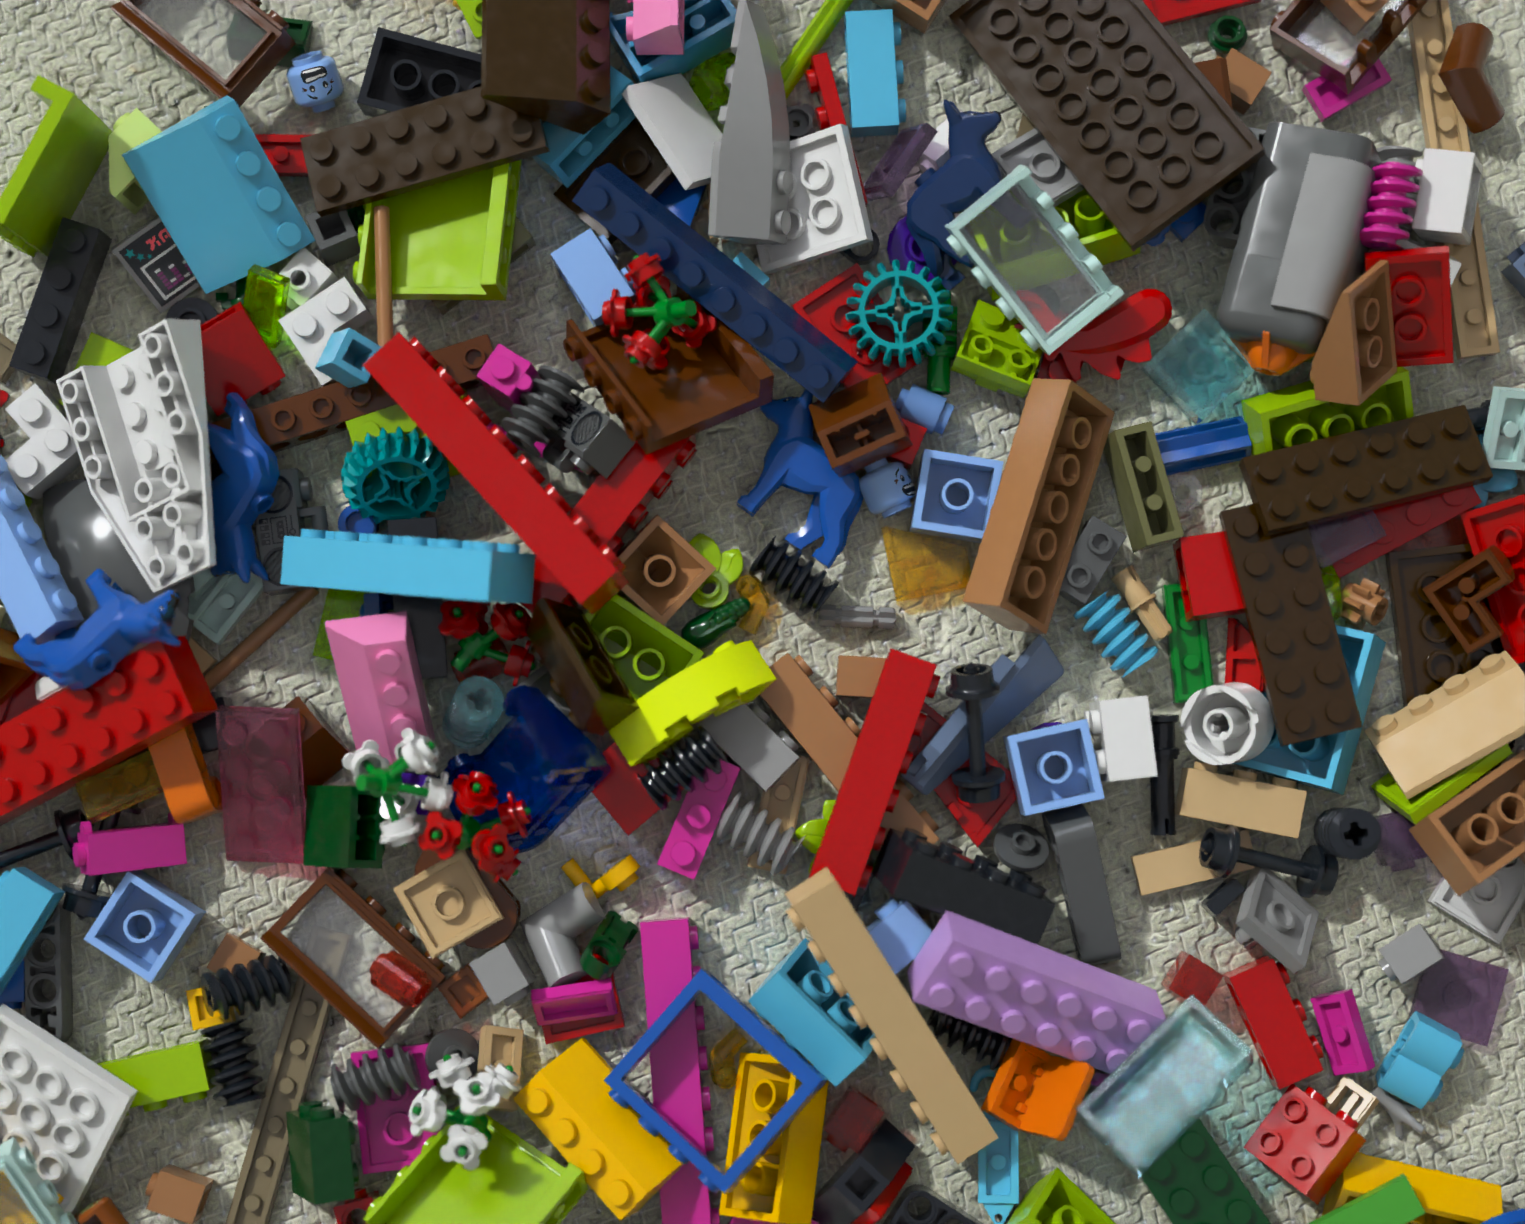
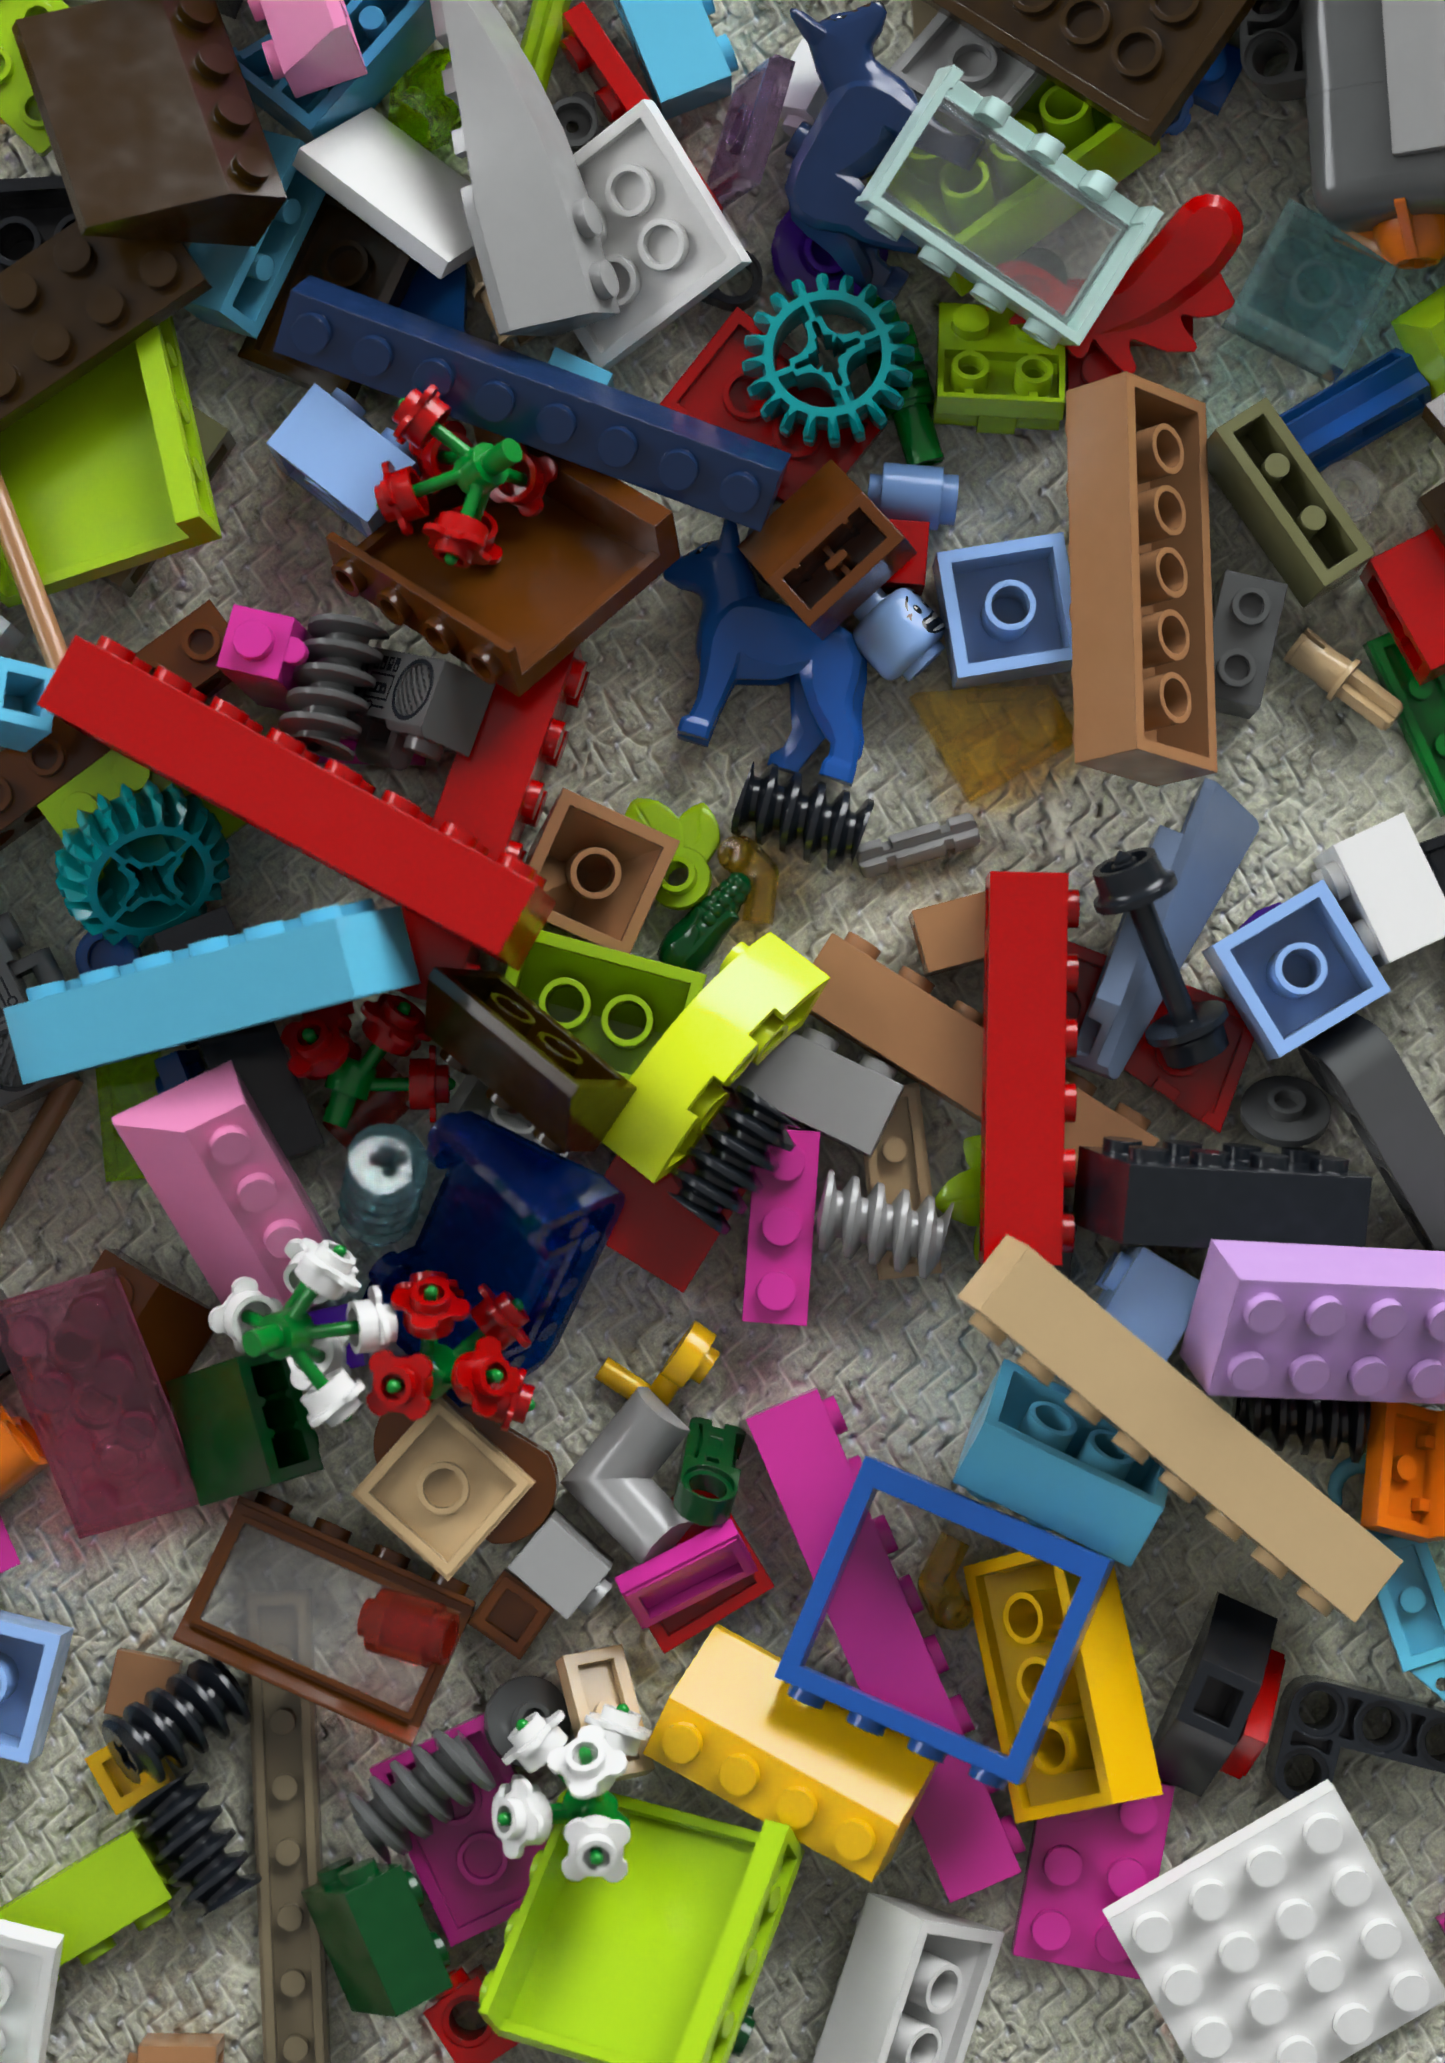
camera: 20 degrees left, 0 degrees up
(852, 1120) = (1170, 1612): clear red brick -> none
(1116, 633) = (1320, 737): medium azure piece -> none

